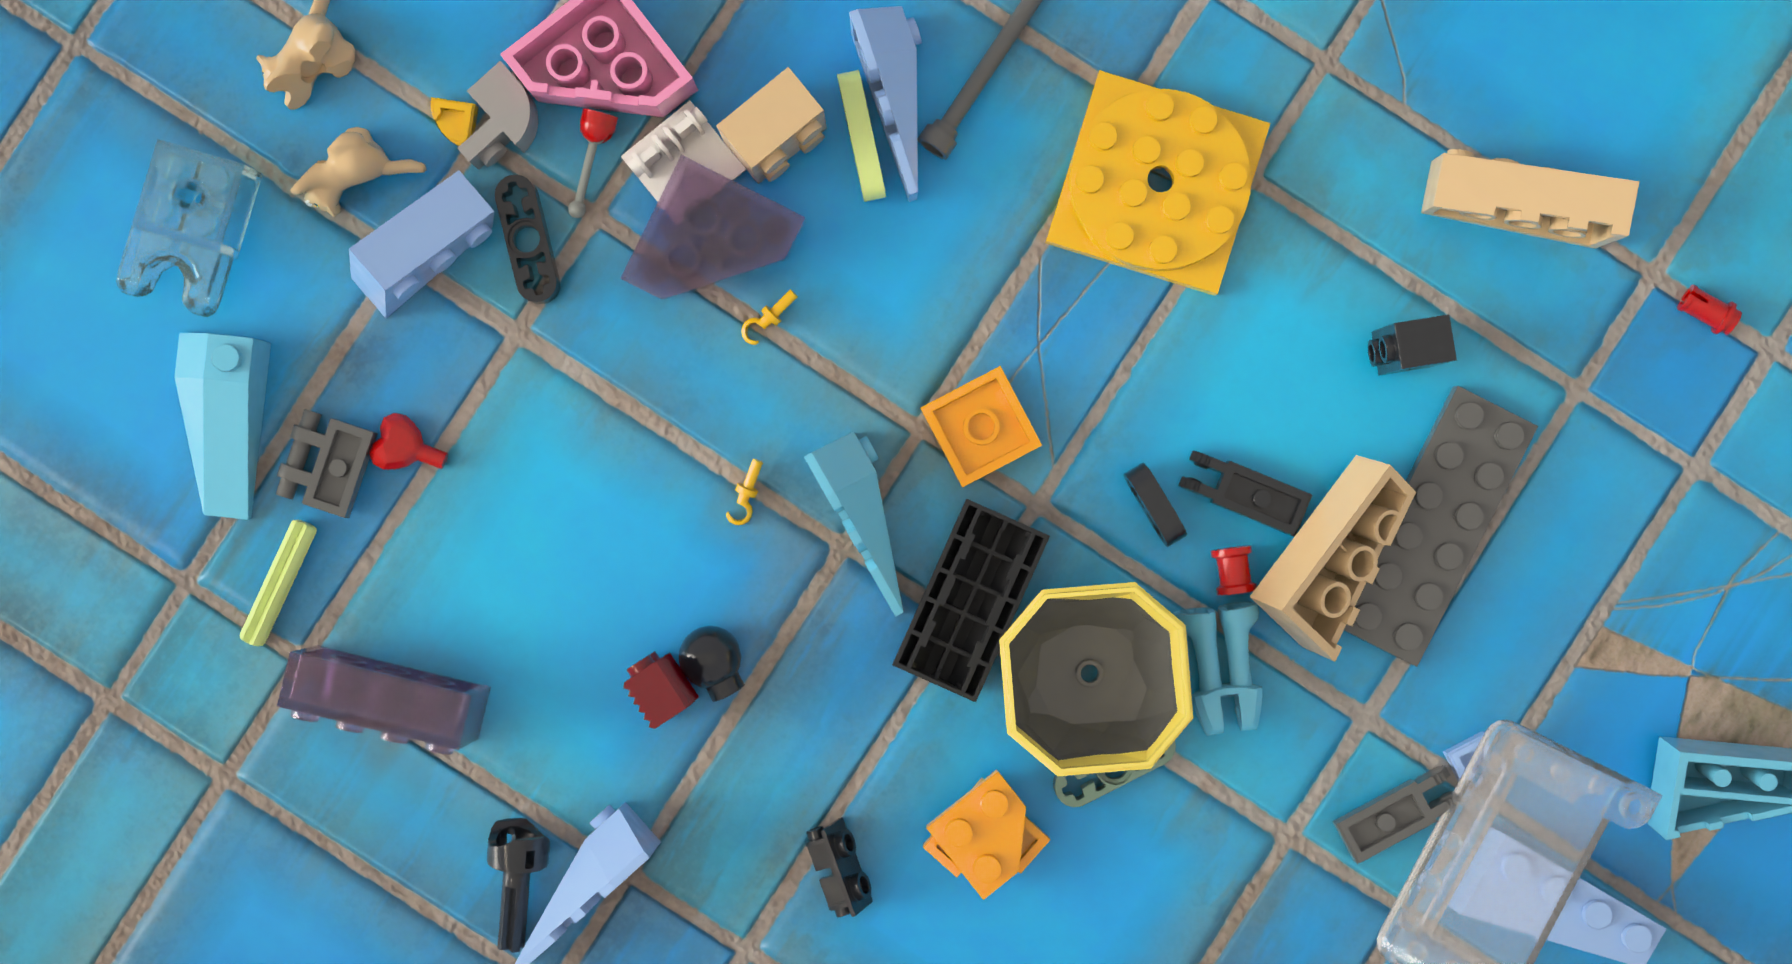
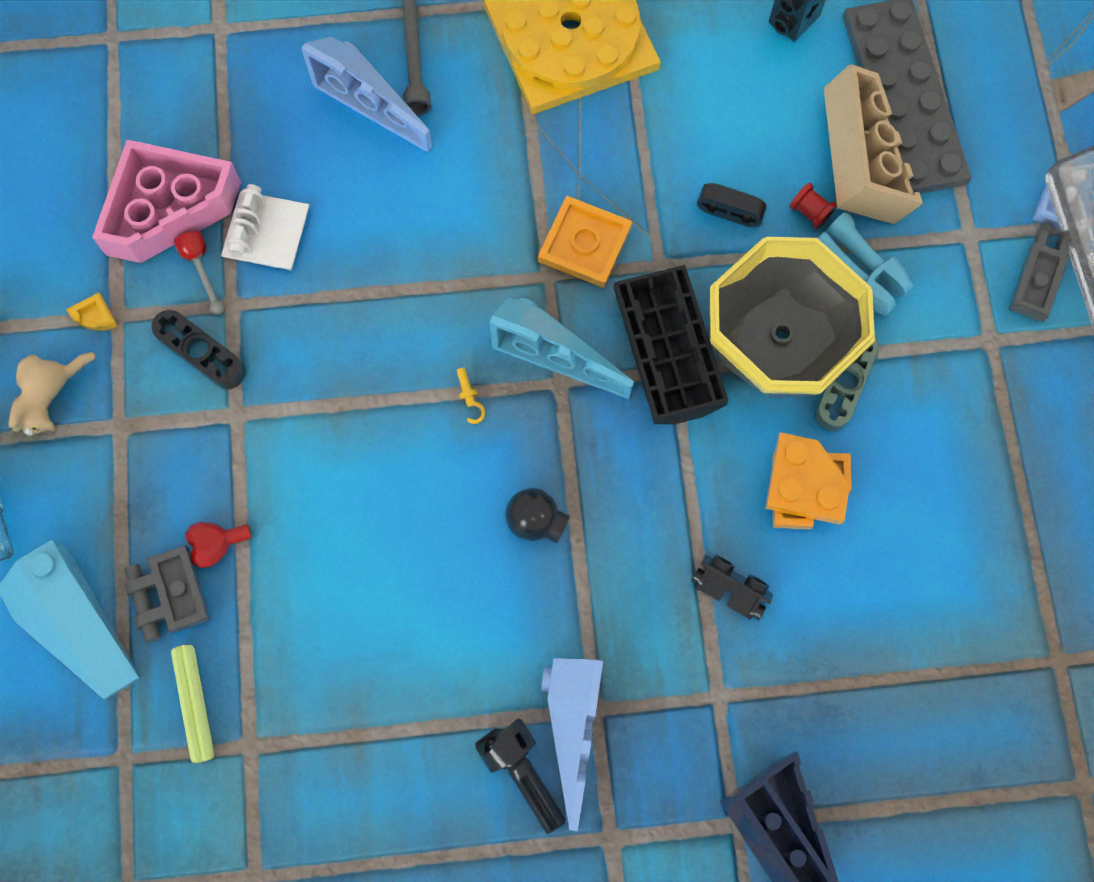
camera: 40 degrees left, 15 degrees down
(384, 698) = (327, 712): clear purple brick -> none
(420, 243) = (124, 401): light blue wedge -> none
(511, 117) = (123, 278): light grey brick -> none
(659, 688) = (515, 553): dark red brick -> none
(708, 233) = (317, 250): clear purple brick -> none
(771, 315) = (395, 278): yellow hand -> none
(774, 127) = (307, 157): tan brick -> none
(861, 135) = (367, 131): yellowish green beam -> none
(1251, 494) = (780, 157): black hinge -> none

